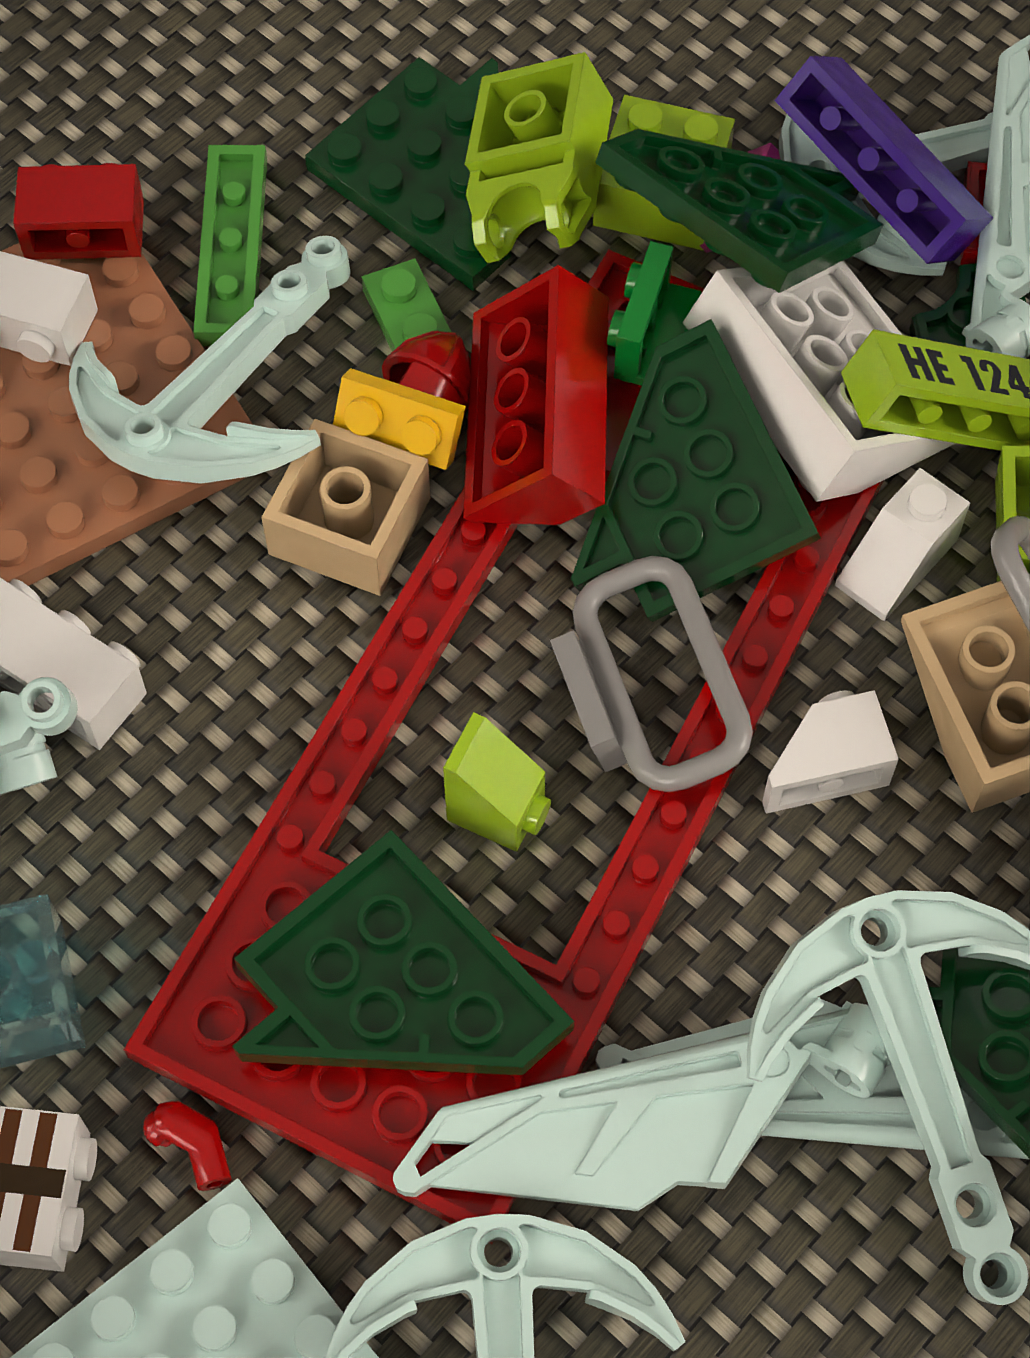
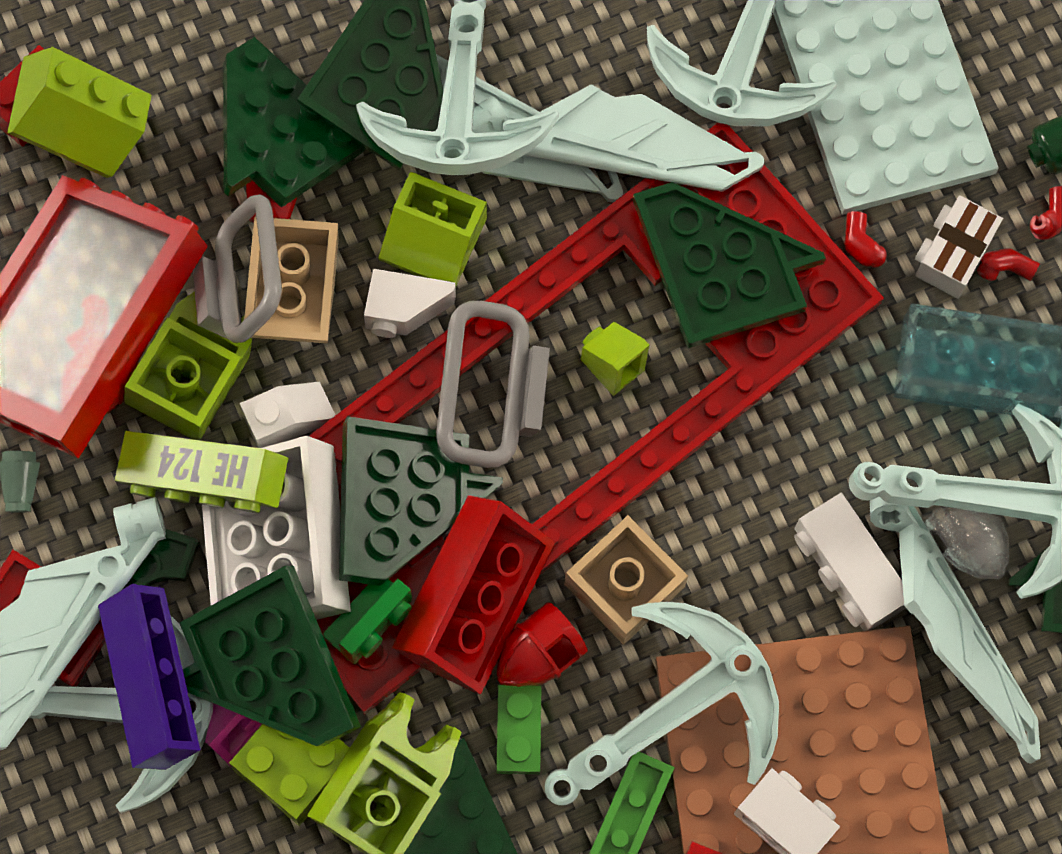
camera: 160 degrees left, 10 degrees up
(399, 417) = (583, 617): yellow plate -> none
(839, 857) = (432, 229): none -> lime slope

